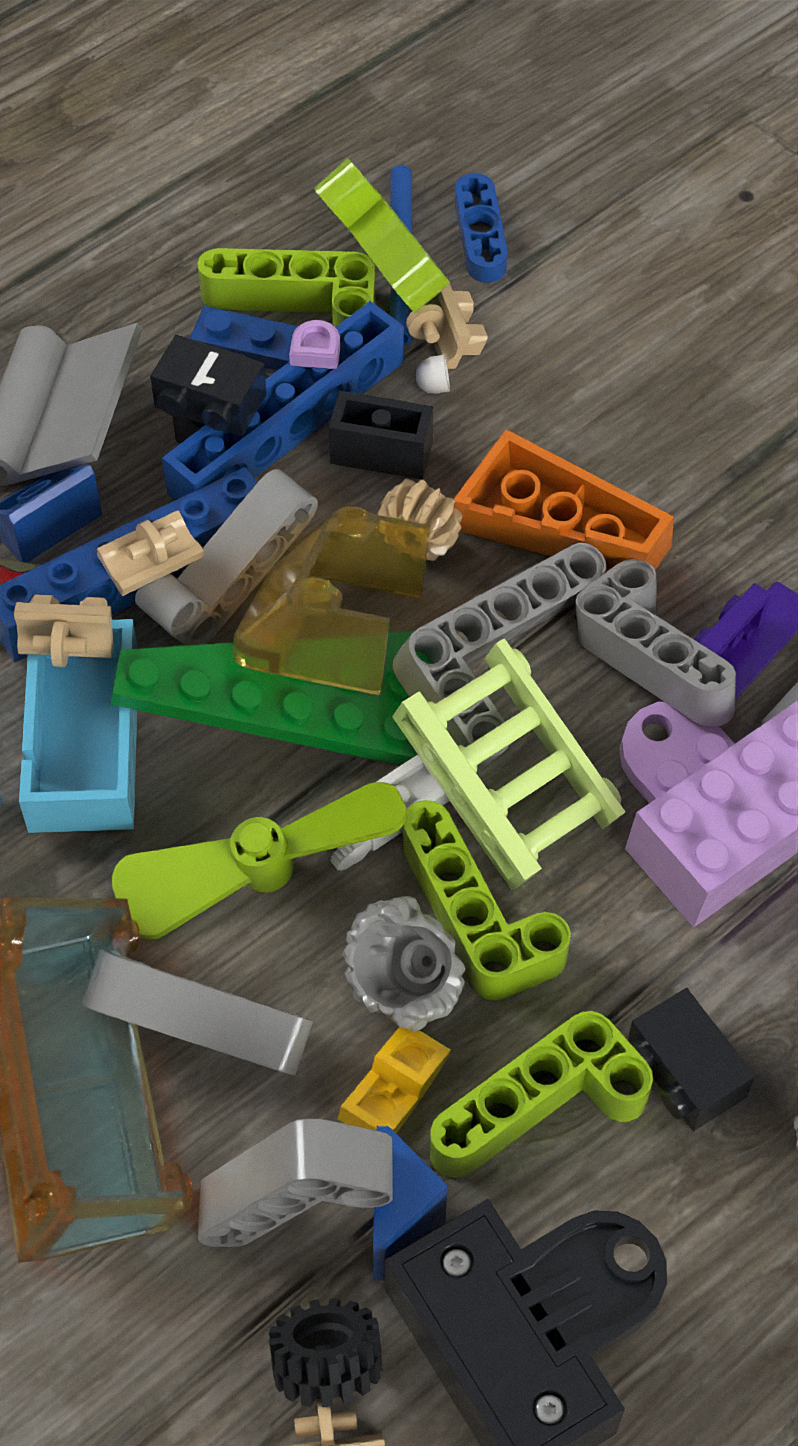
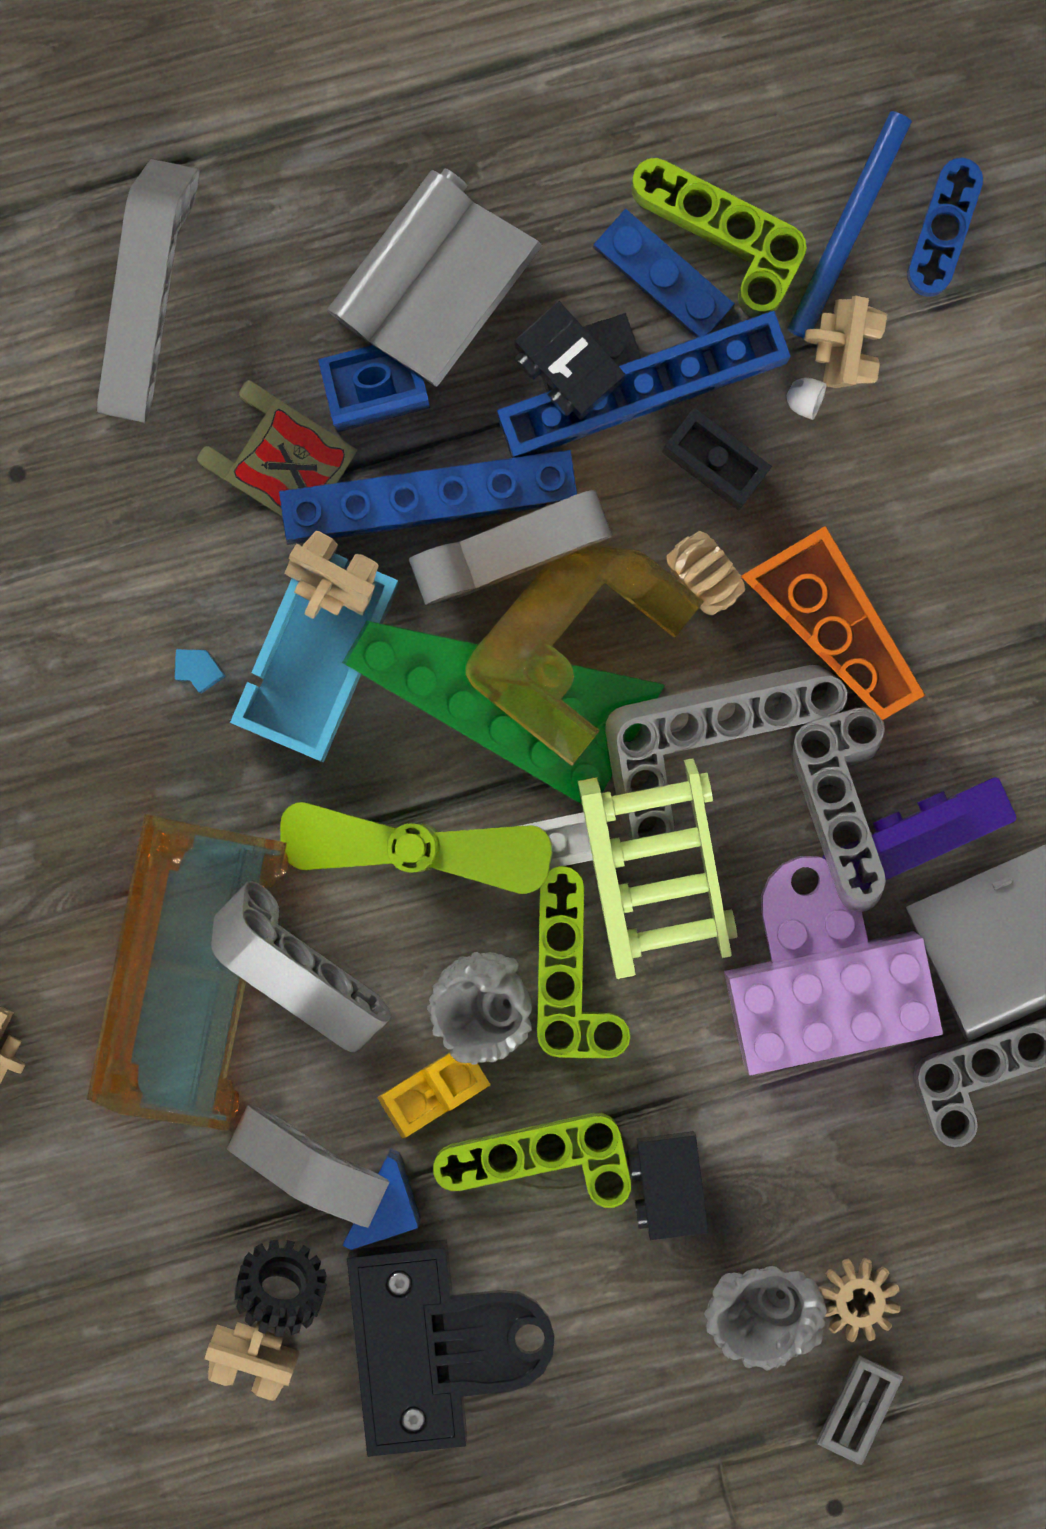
camera: 25 degrees right, 30 degrees up
(149, 552) = (436, 533): tan hips -> none
(315, 345) = (694, 347): lavender tile -> none
(382, 235) = (833, 227): lime beam -> none

